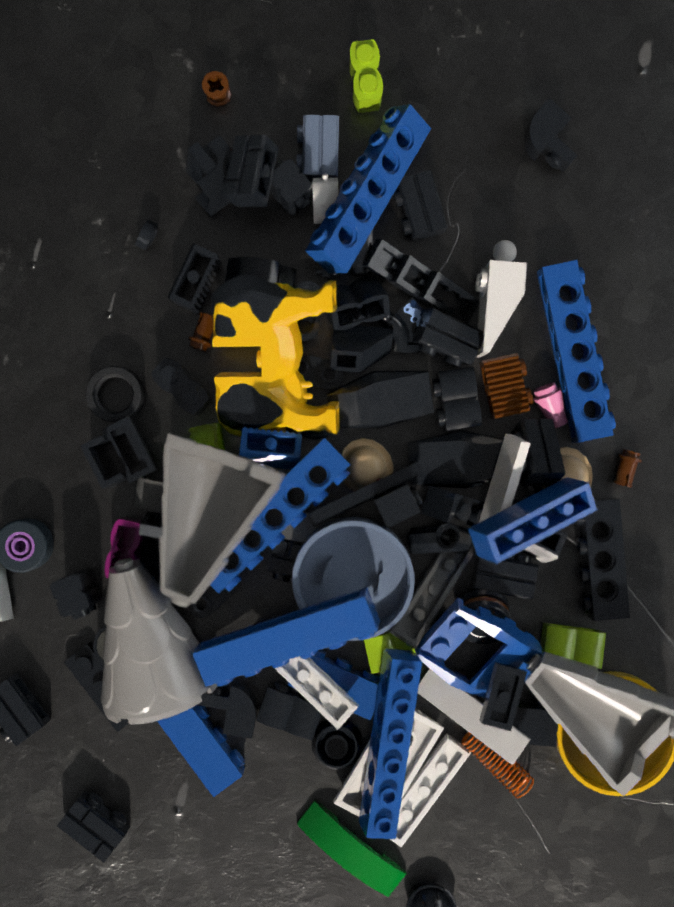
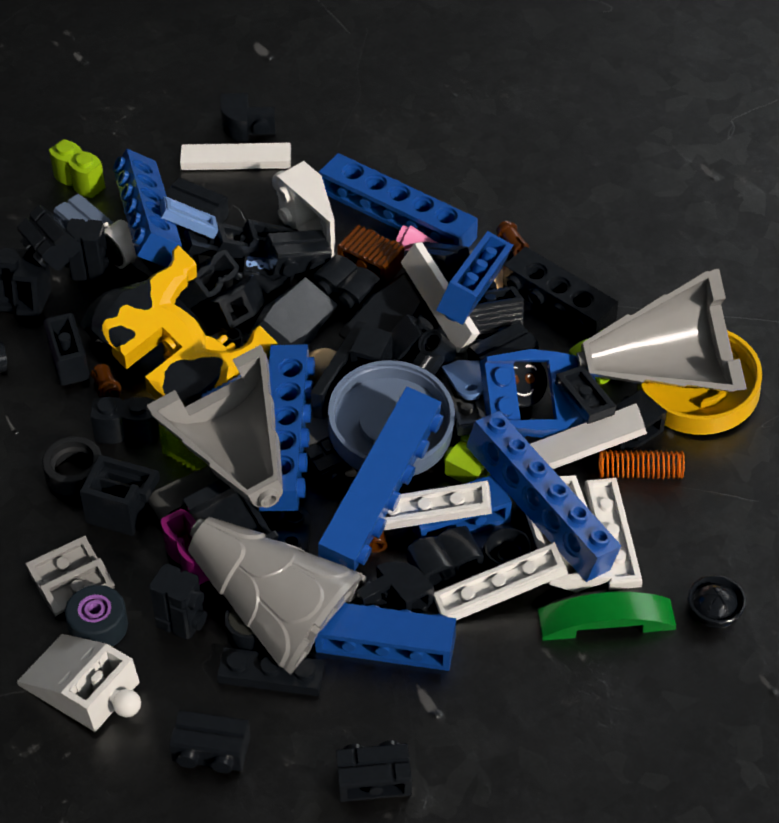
camera: 40 degrees left, 40 degrees down
(39, 488) = (66, 572): none -> light grey slope
(302, 770) = (501, 582): none -> white tile
(386, 236) = (188, 217): none -> medium blue tile
(447, 583) = (465, 378): none -> medium blue piece
(506, 172) = (235, 156): none -> white tile

